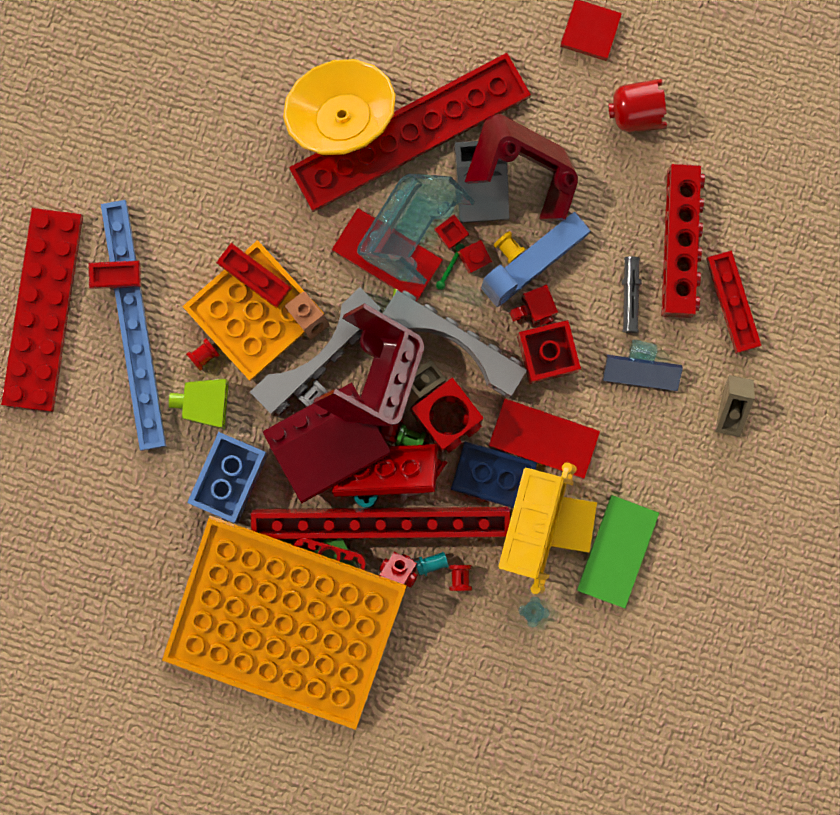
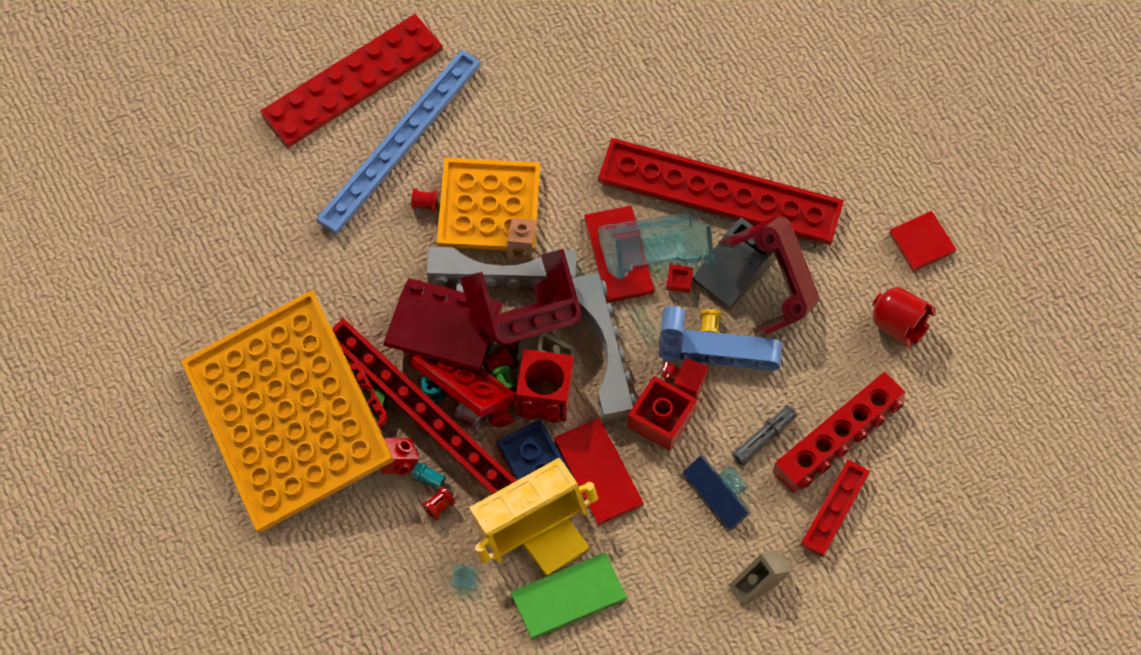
camera: 50 degrees right, 20 degrees down
(114, 274) = (421, 97): red tile -> none
(203, 402) = (392, 229): lime torso -> none
(227, 478) = (354, 287): medium blue brick -> none
(253, 275) = (512, 180): red tile -> none
(336, 91) = (685, 126): yellow dish -> none
(440, 285) = (674, 297): green hinge -> none
(474, 256) = (682, 302): red plate -> none

